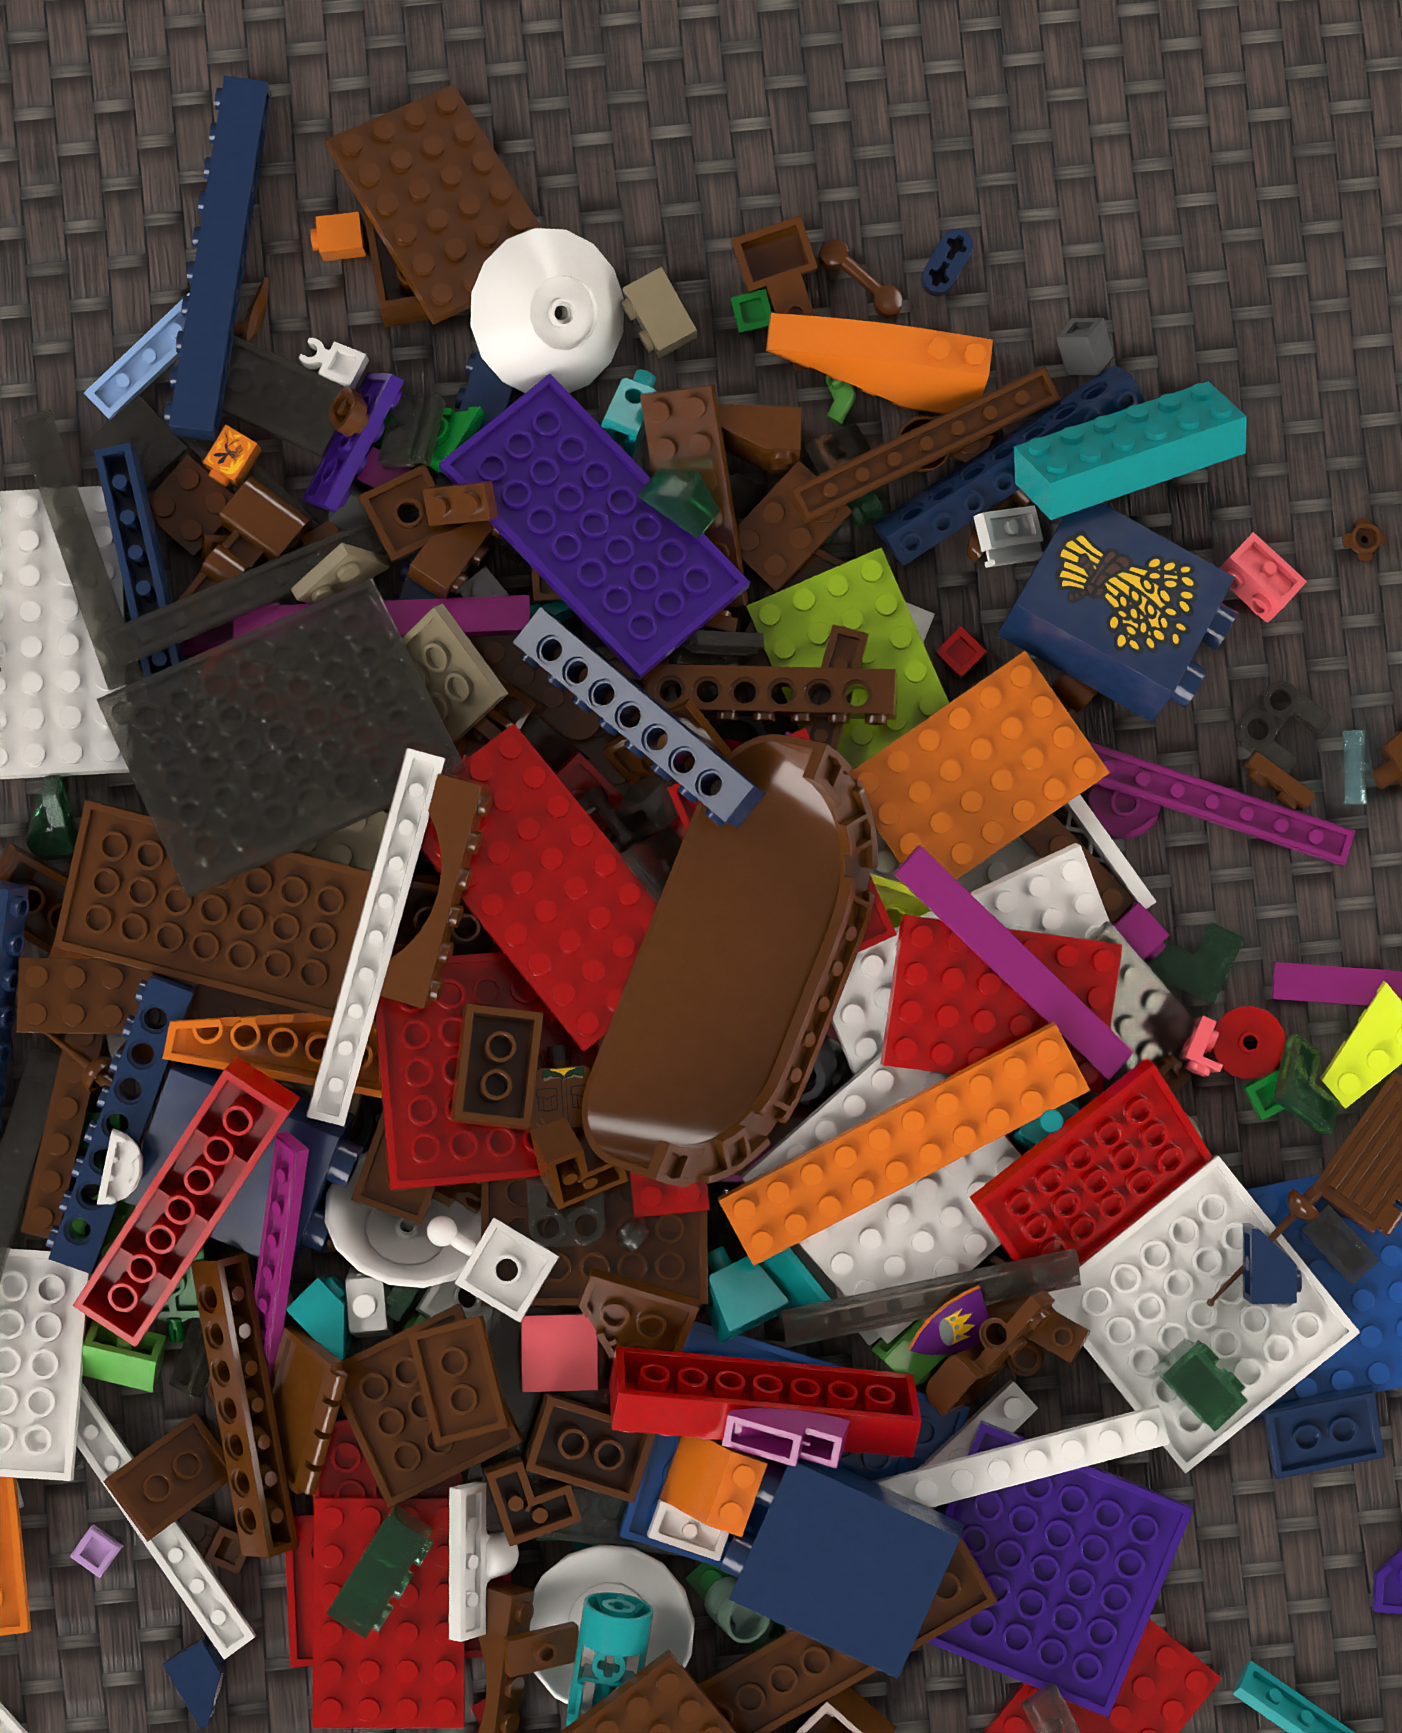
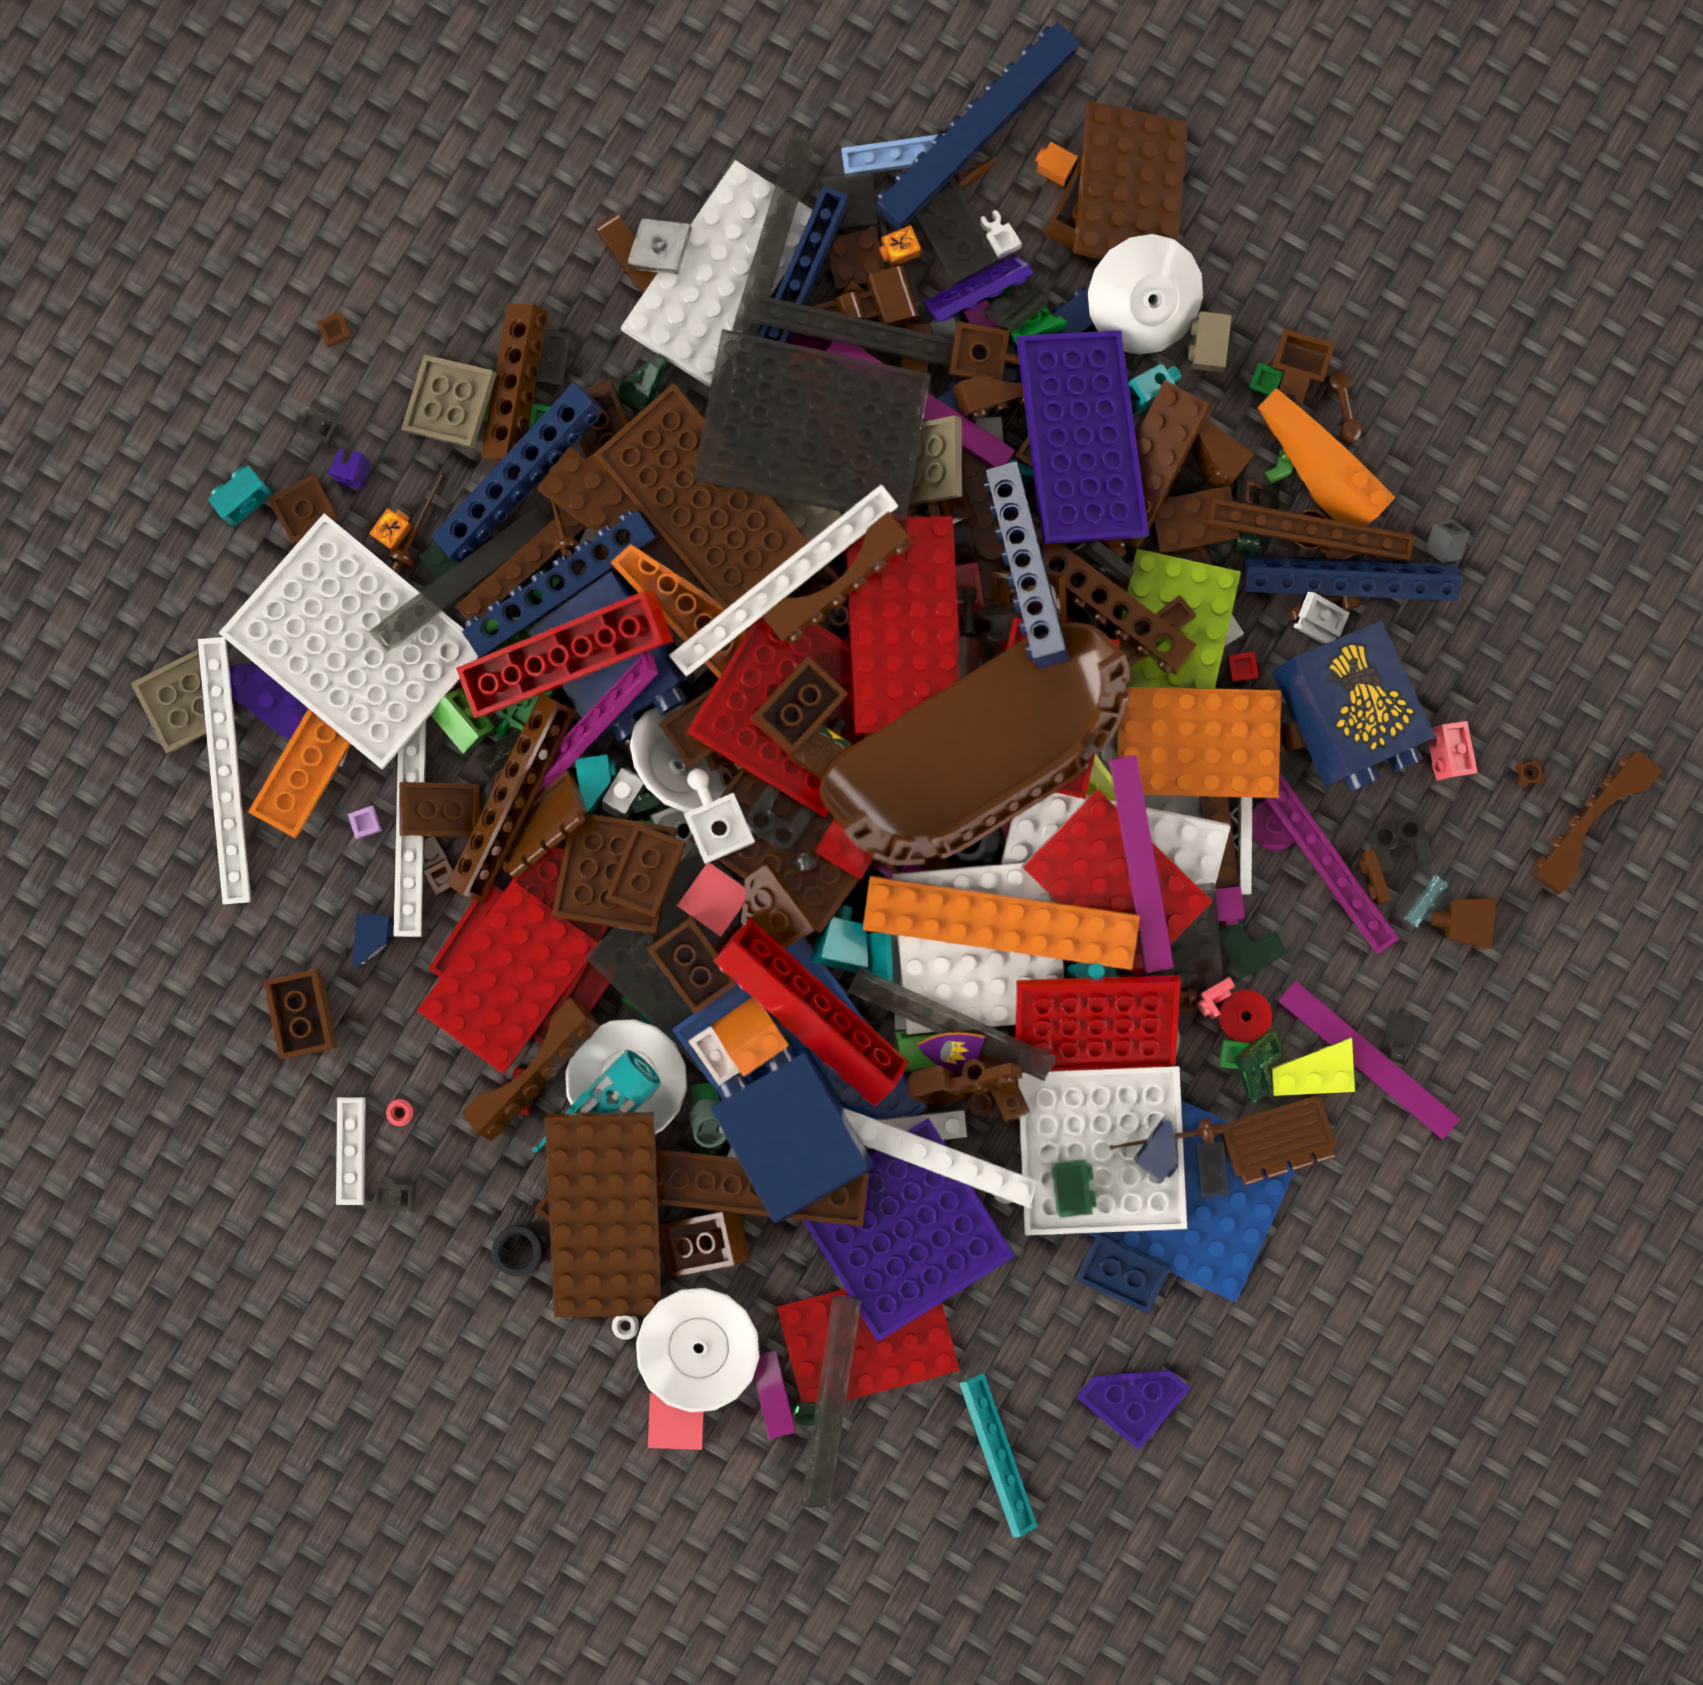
camera: 40 degrees right, 0 degrees up
(121, 1169) = (540, 609): white plate -> none
(339, 571) = (914, 356): dark tan wing -> none
(348, 412) = (987, 269): reddish brown plate -> none
(382, 1572) = (522, 947): clear green brick -> none
(460, 503) = (1013, 367): reddish brown plate -> none
(473, 1560) = (579, 981): white plate -> none
(527, 1511) = (629, 976): reddish brown brick -> none
(540, 1649) = (579, 1060): reddish brown plate -> none
(570, 1165) = (799, 793): reddish brown brick -> none
(681, 498) = (1144, 458): clear green slope -> none
(787, 1435) = (812, 1037): magenta slope -> none
(940, 258) = (1399, 428): dark blue beam -> none
(1129, 450) = (1428, 618): teal brick -> none

